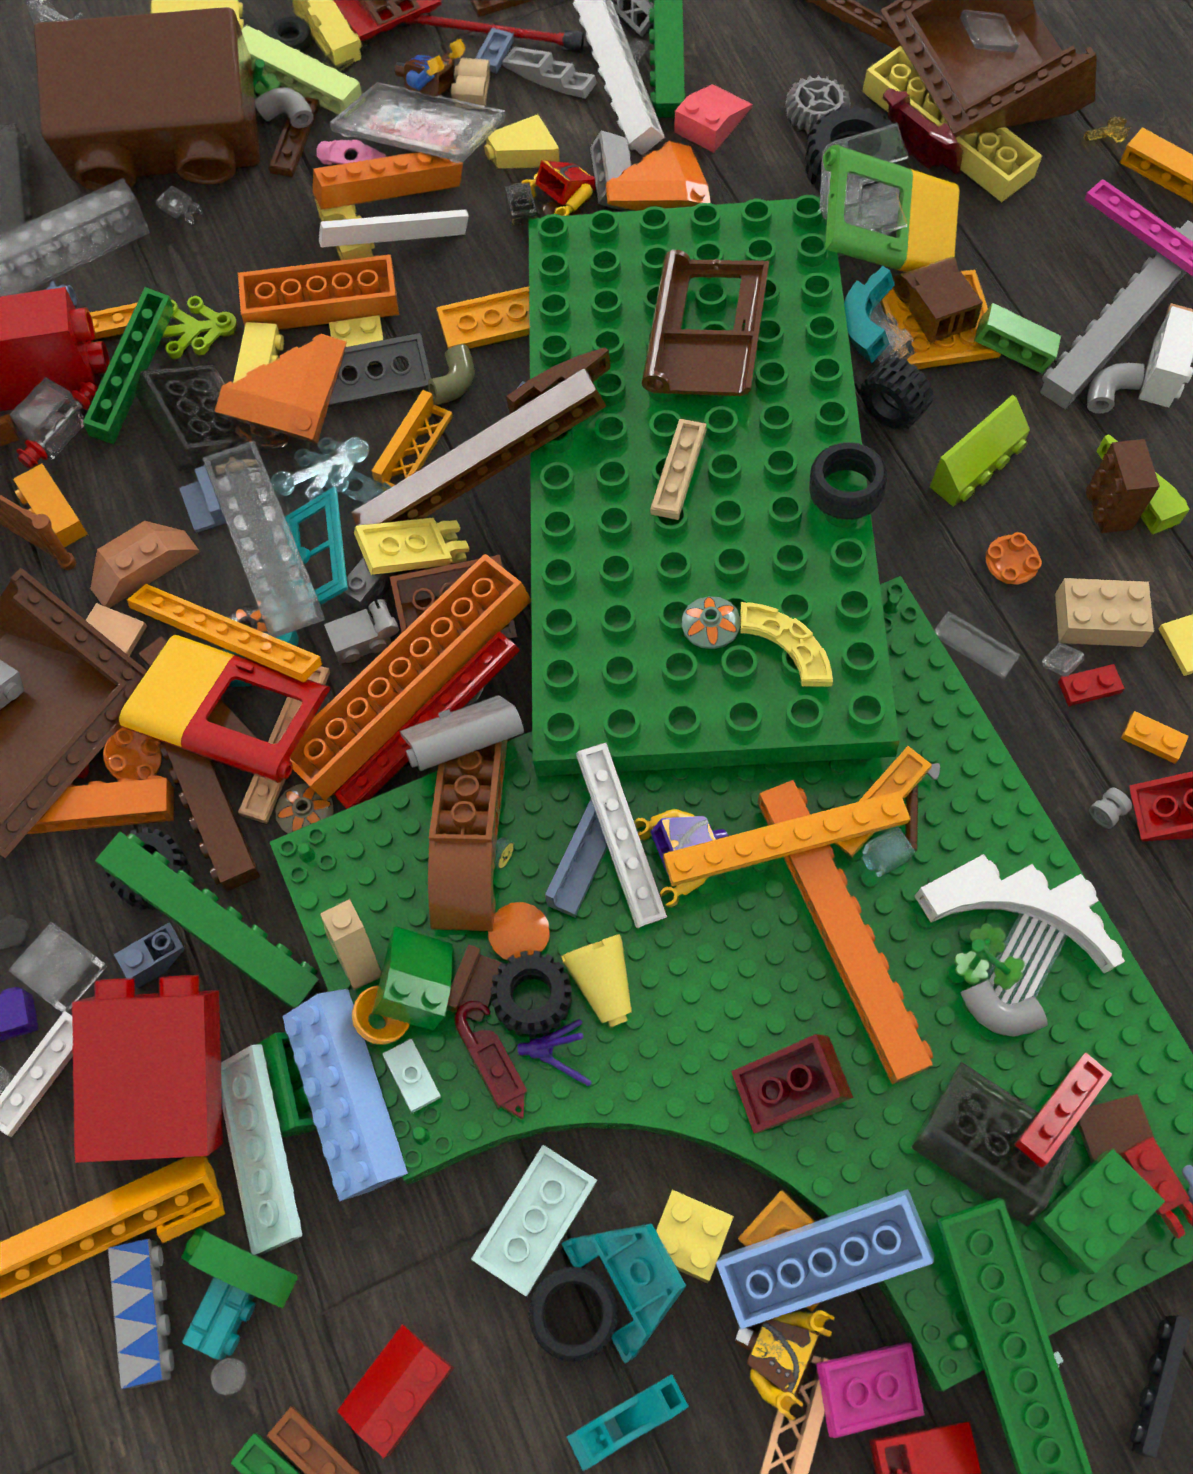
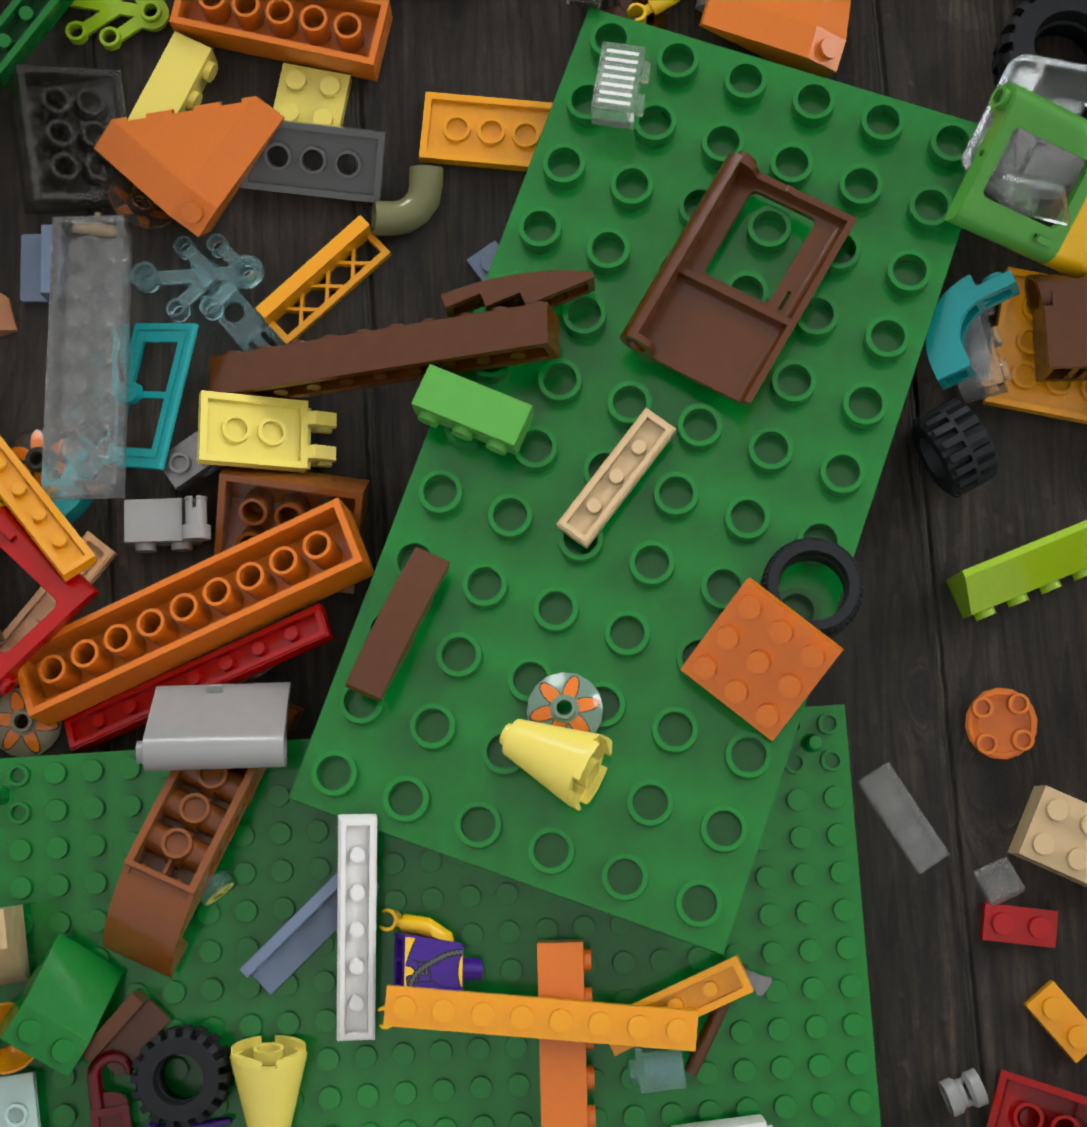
camera: 20 degrees right, 15 degrees up
(519, 929) = (201, 989): orange dish -> none
(559, 460) = (472, 411): none -> bright green brick
(566, 608) = (397, 624): none -> reddish brown slope
(572, 244) = (619, 85): none -> clear brick
(721, 644) = (558, 758): none -> light yellow cone
(793, 638) = (652, 775): light yellow tile -> none
(835, 531) = (761, 659): none -> orange plate

